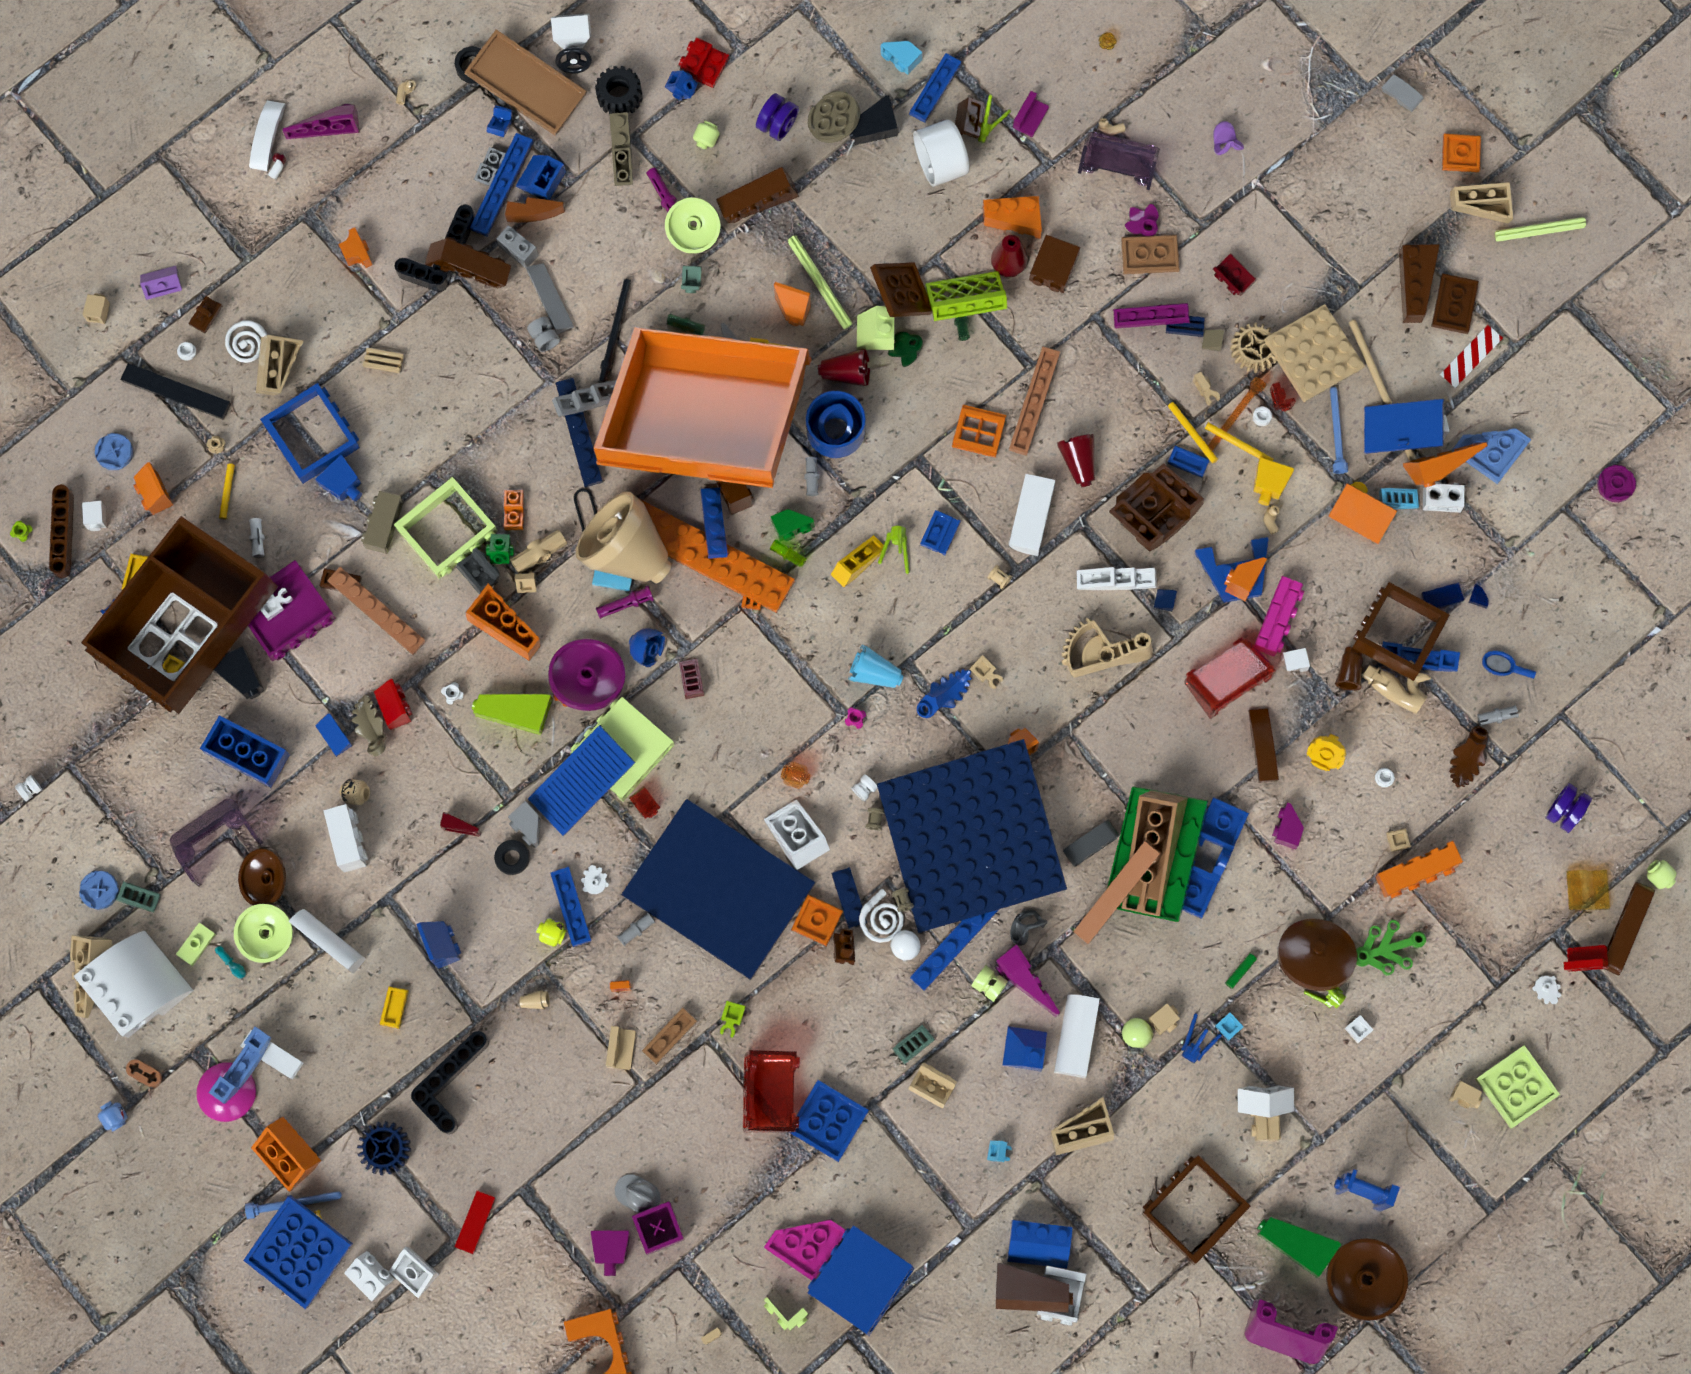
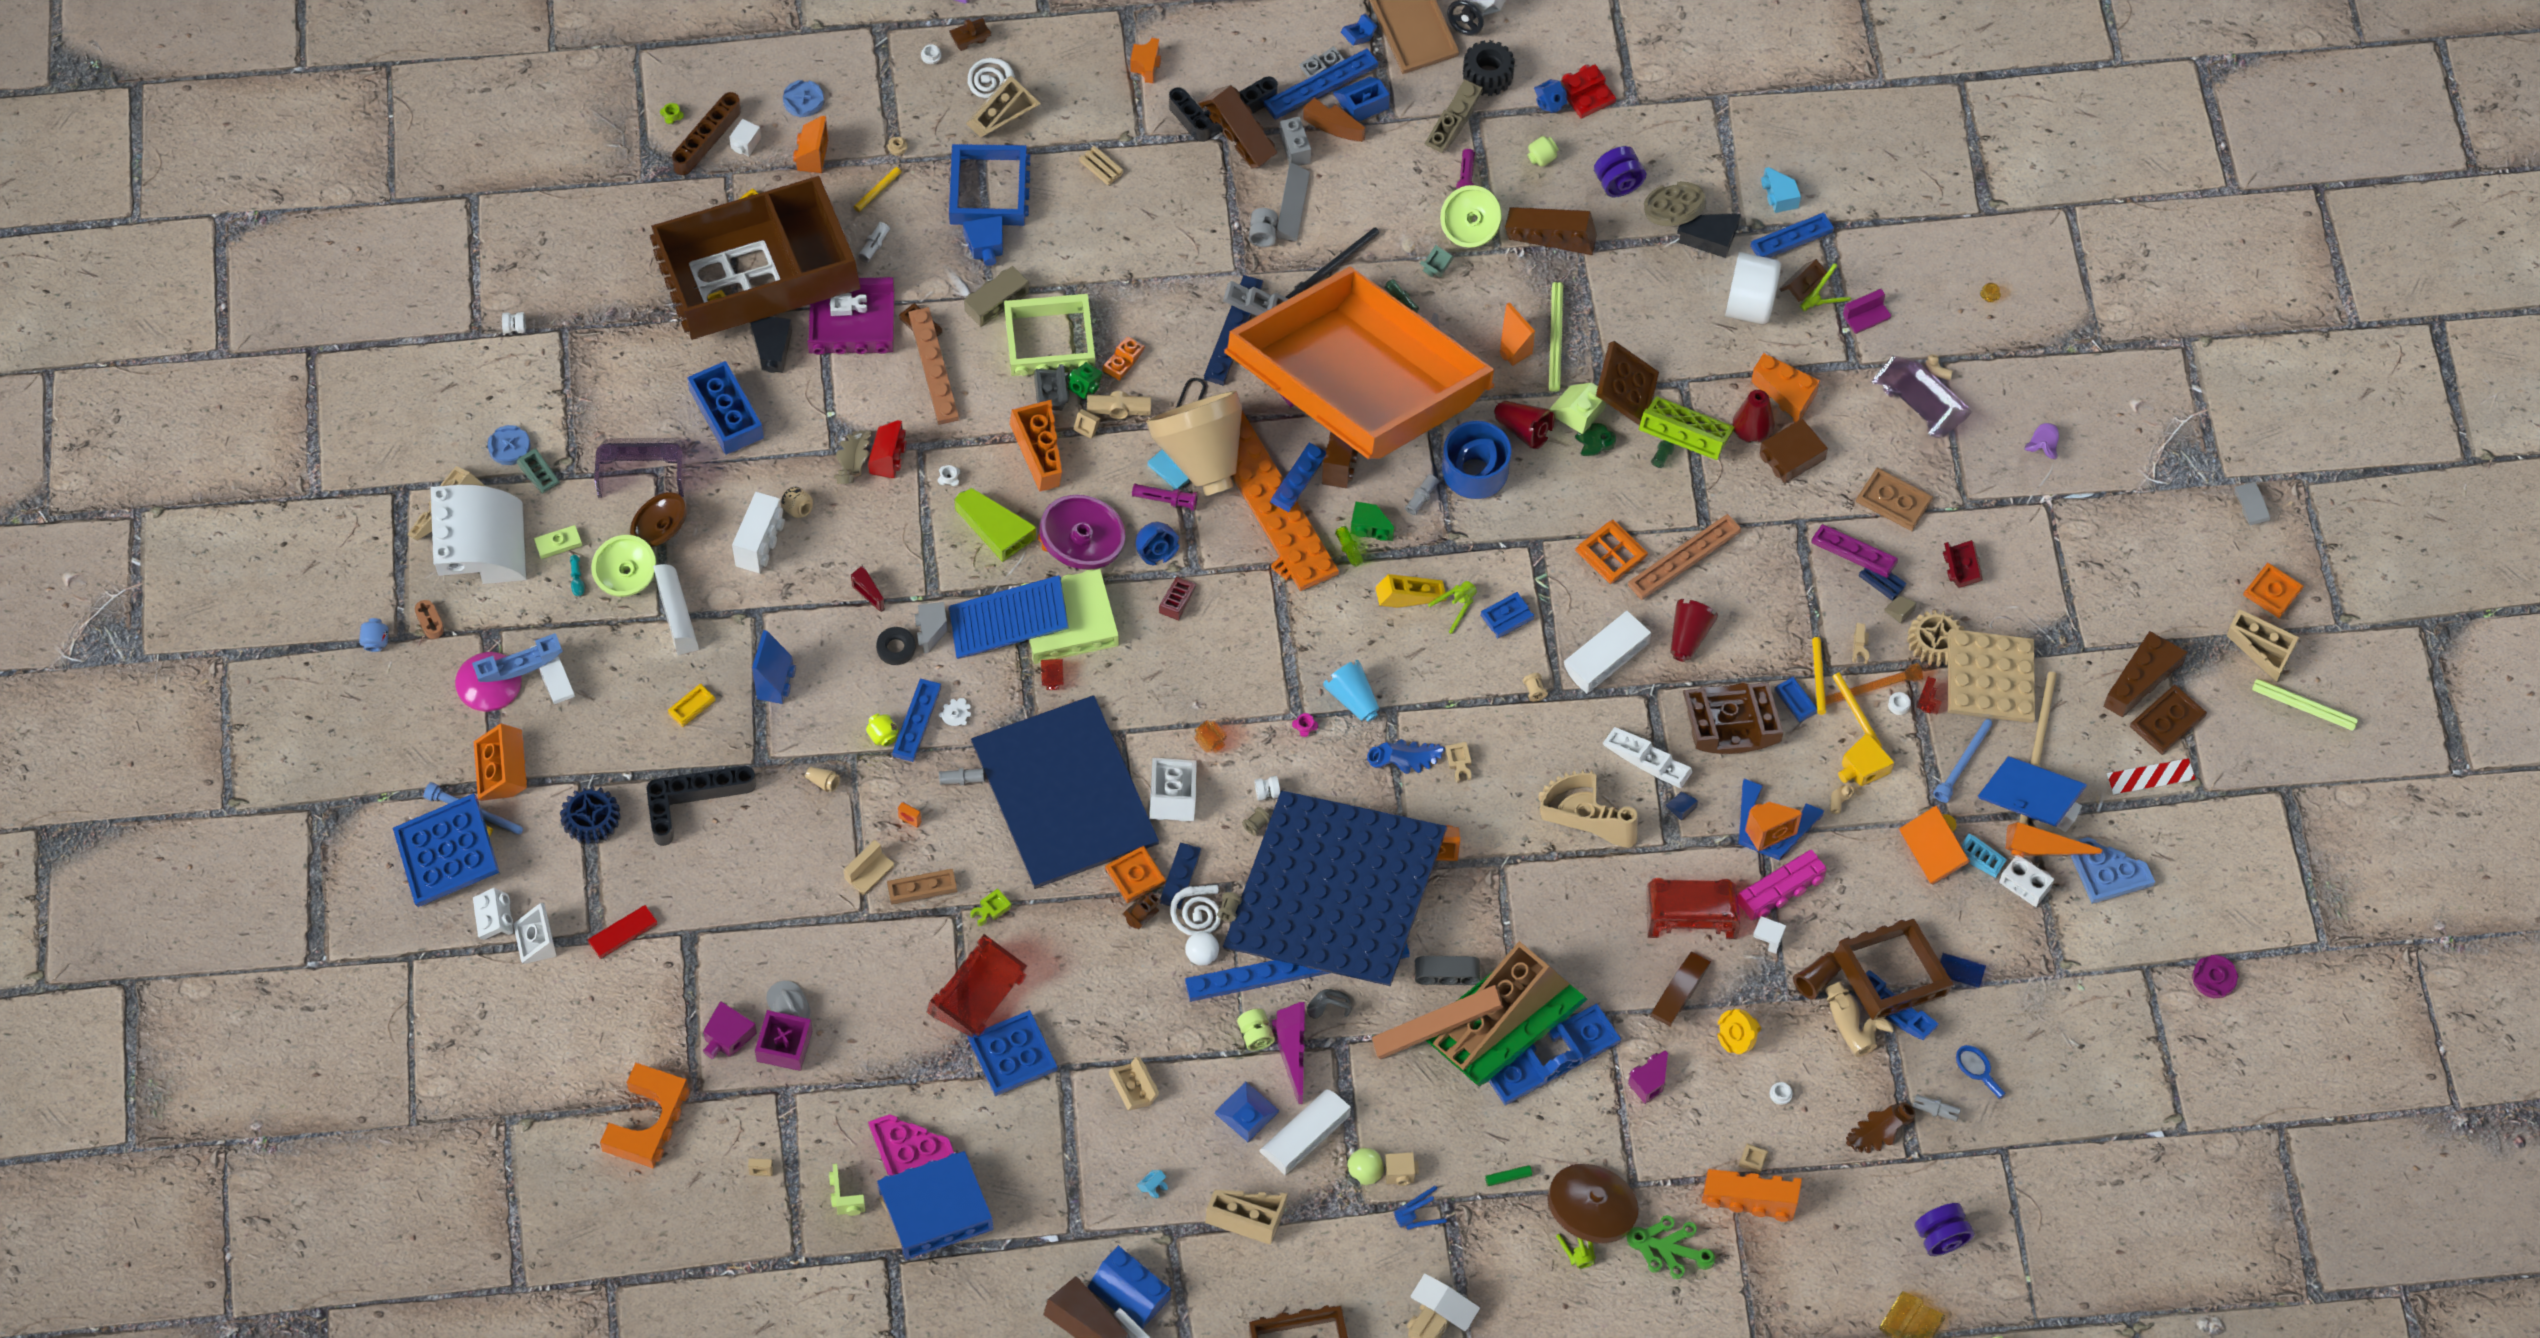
camera: 30 degrees right, 15 degrees down
(175, 391) = (896, 82): black tile -> none
(333, 735) = (815, 445): blue slope -> none
(905, 1059) = (1134, 1031): sand green slope -> none
(1142, 219) = (1909, 464): magenta plate -> none
(1229, 1026) = (1459, 1216): medium azure plate -> none
(1359, 1029) = (1585, 1300): white plate -> none
(1479, 597) = (1997, 992): clear blue tile -> none

